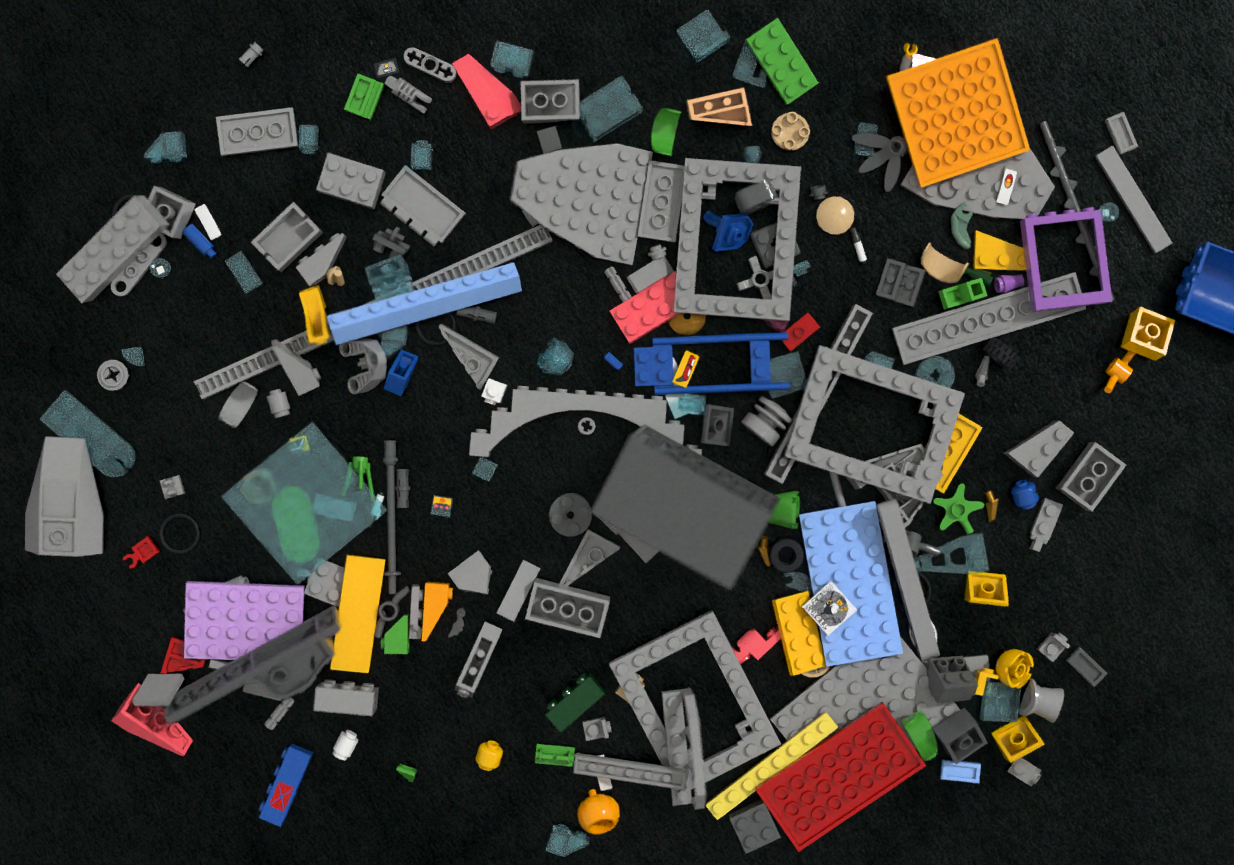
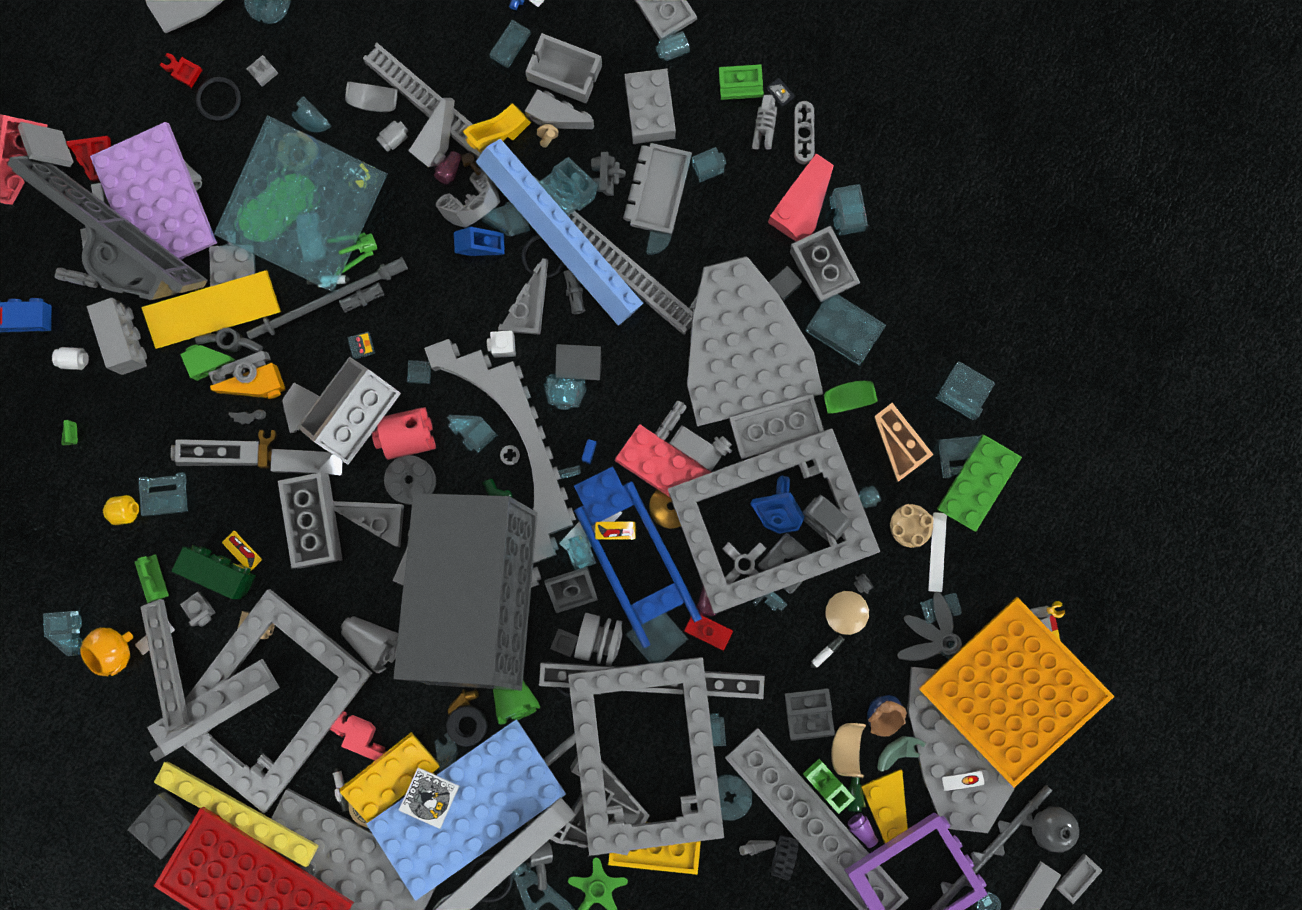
camera: 65 degrees right, 5 degrees down
(231, 465) = (310, 117): none -> clear light blue brick
(326, 370) = (447, 168): none -> clear pink cone
(327, 350) = (468, 160): none -> dark brown hand
(419, 611) = (240, 367): none -> light grey plate
(467, 227) = (657, 242): none -> clear light blue tile
(494, 537) = (348, 410): none -> light grey hose
(497, 620) = (265, 449): none -> pearl gold plate
(497, 719) = (165, 501): none -> clear light blue plate
(532, 502) = (404, 434): none -> coral cylinder
(539, 336) = (578, 362): none -> dark grey slope
(553, 445) = (473, 429): none -> clear light blue slope
(564, 674) = (242, 550): none -> yellow sticker
(613, 451) = (493, 491): none -> dark green arm
(622, 384) = (569, 472): none -> clear light blue tile
(686, 601) = (371, 642): none -> light grey cone
(756, 449) = (564, 643): none -> dark grey plate
(786, 675) = (339, 782): none -> white piece
(820, 120) = (937, 552): none -> white sticker
(929, 223) = (886, 715): none -> medium nougat hair
(1076, 132) = (1055, 829): none -> dark grey cylinder

